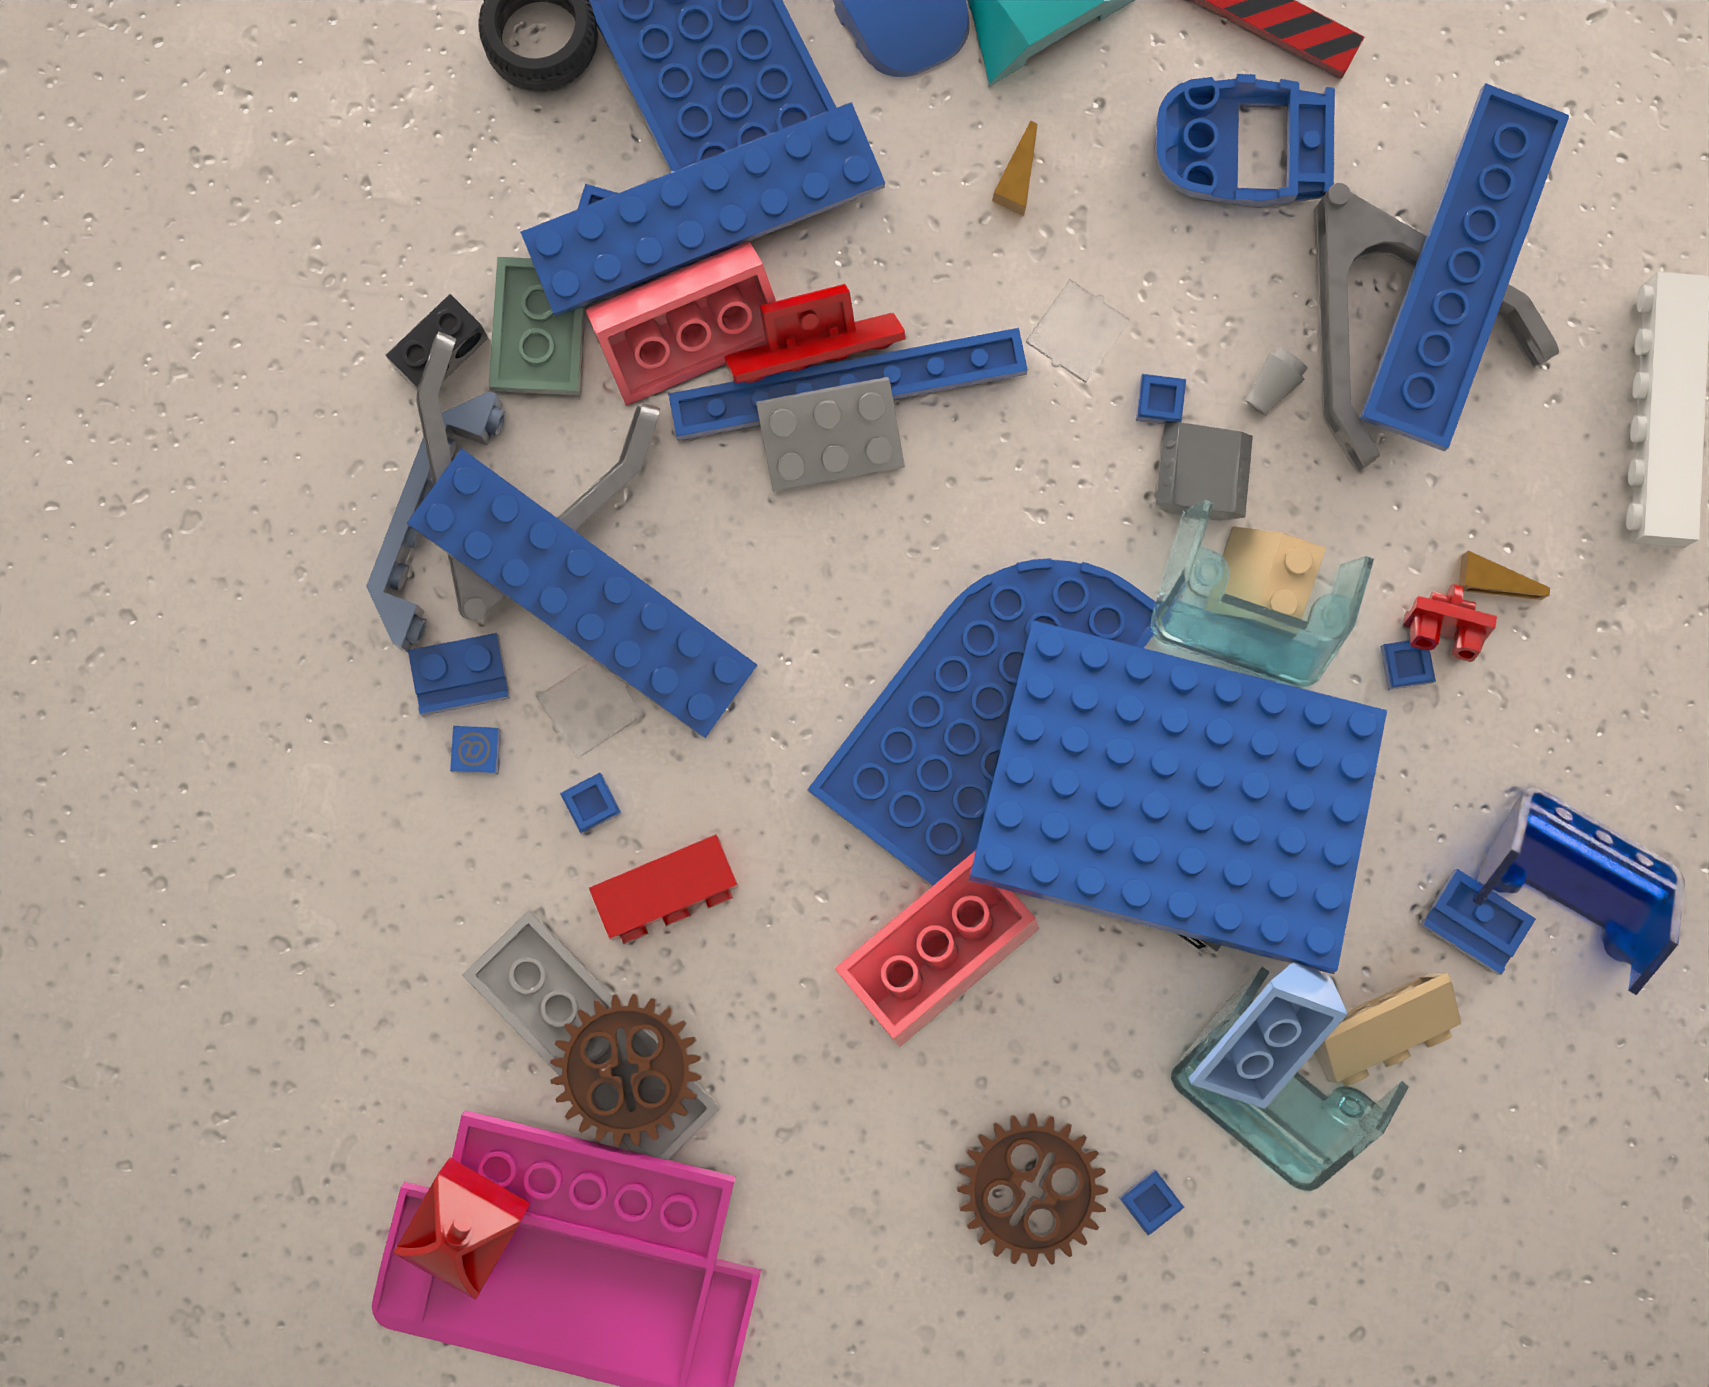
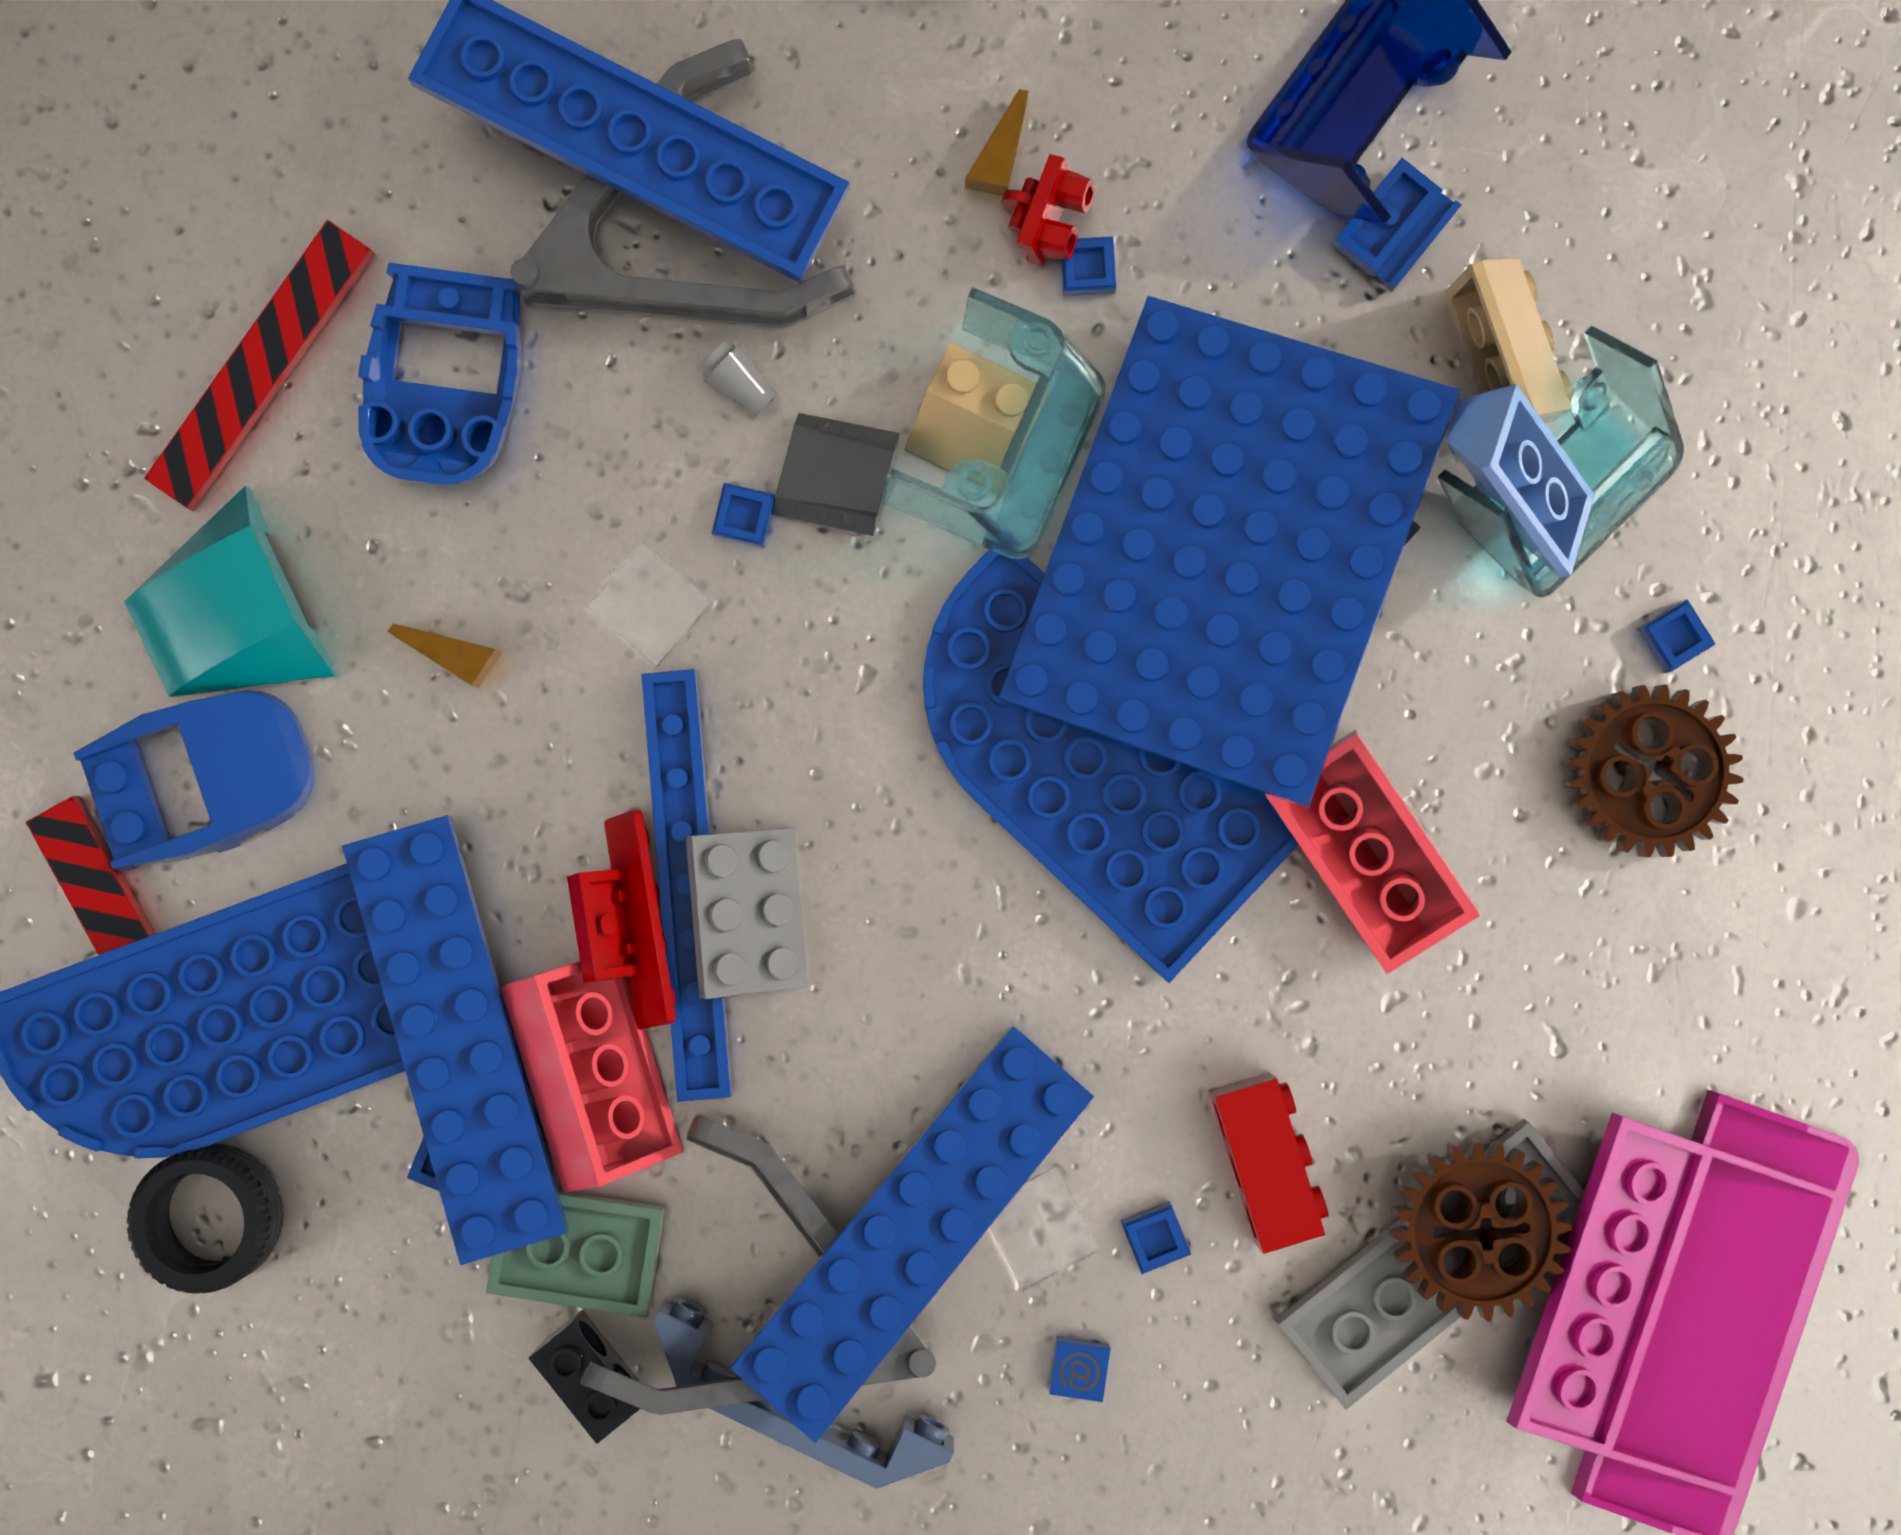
camera: 85 degrees left, 5 degrees up
(459, 674) = (987, 1380): blue plate -> none
(461, 1228) = (1649, 1439): red piece -> none

